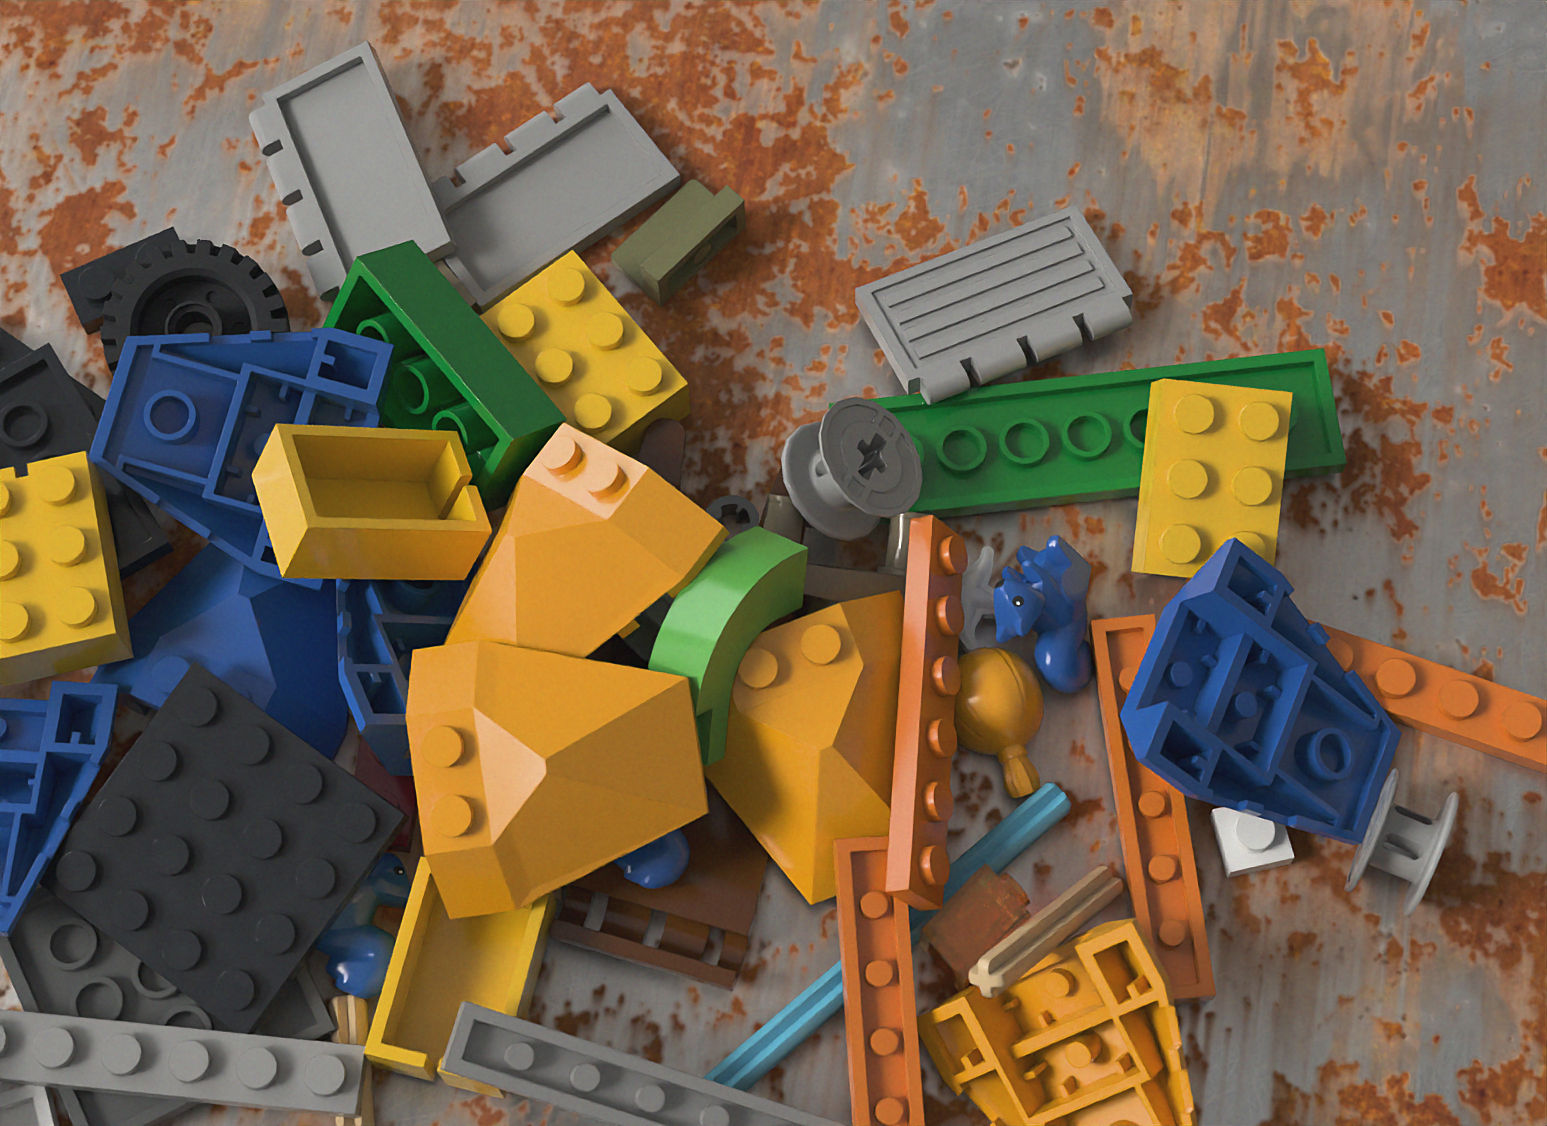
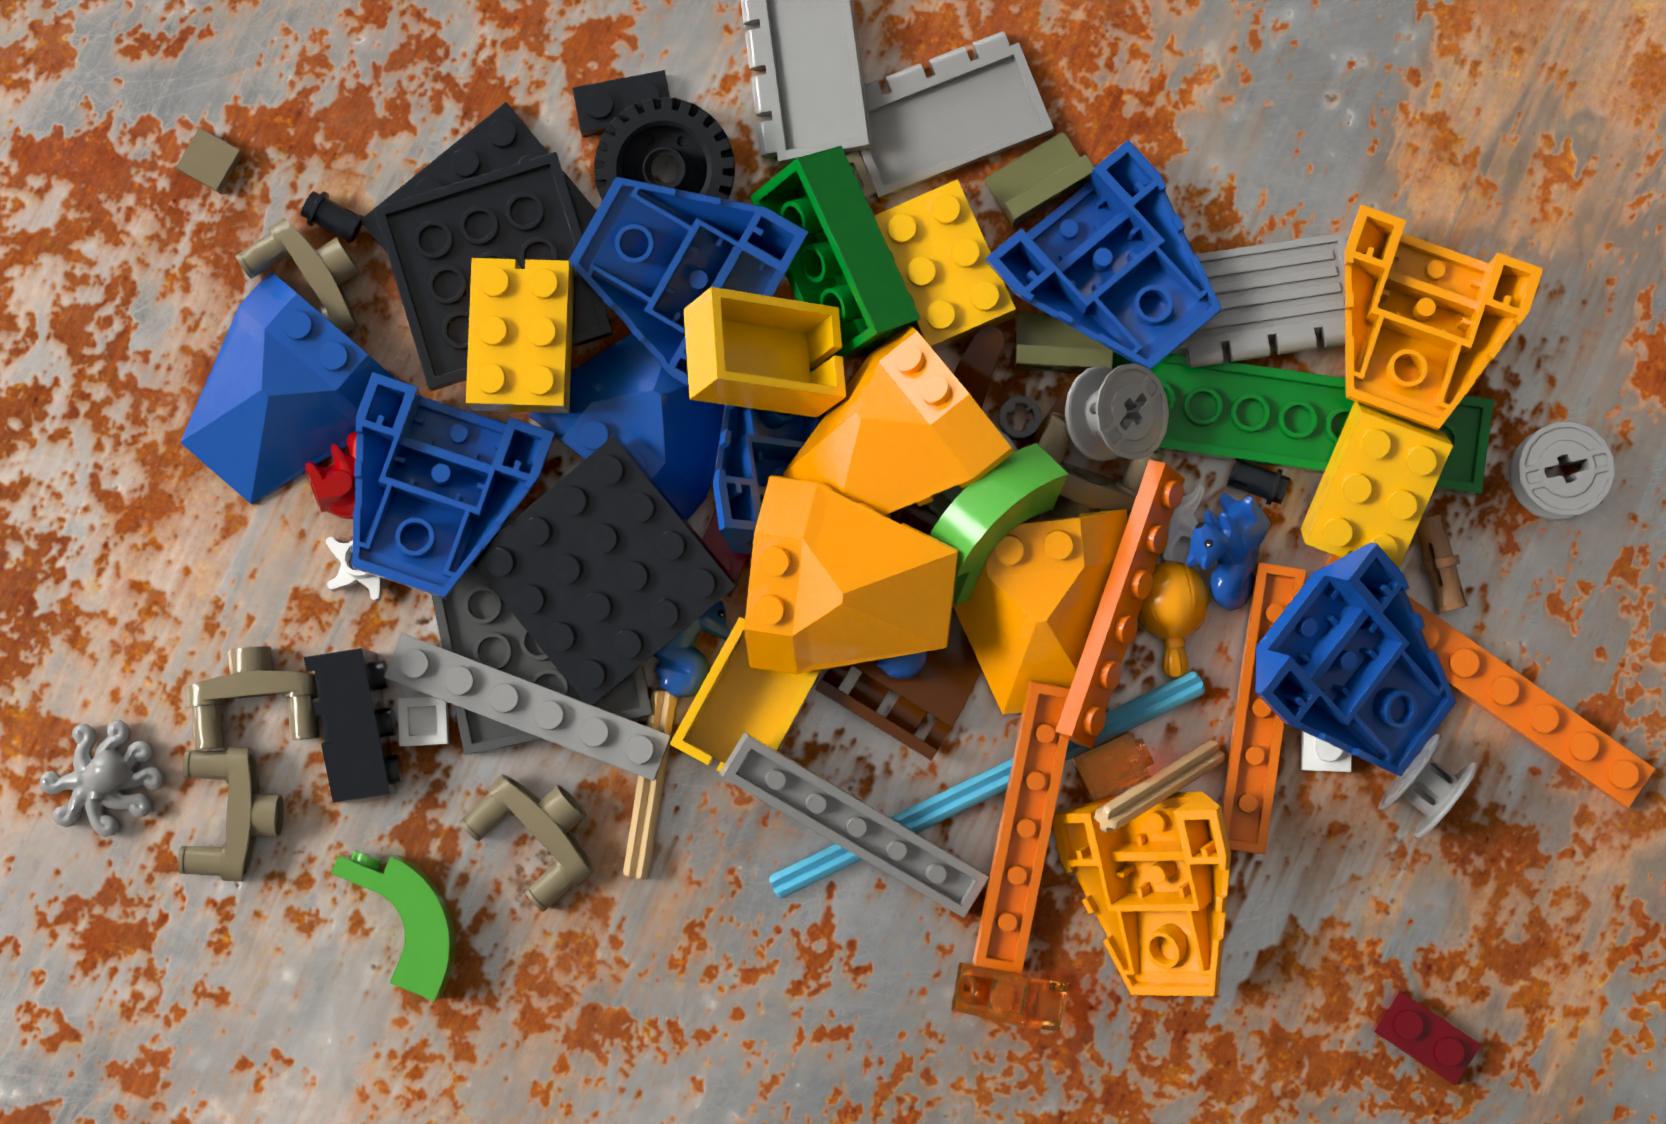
camera: 20 degrees right, 15 degrees up
(755, 423) = (1053, 346): none -> olive panel
(798, 297) = (1114, 263): none -> blue wedge
(1073, 524) = (1258, 481): none -> black pin
(1205, 273) = (1424, 318): none -> light orange wedge
(1324, 566) = (1440, 564): none -> medium nougat pin
(1435, 380) = (1563, 446): none -> light grey piece

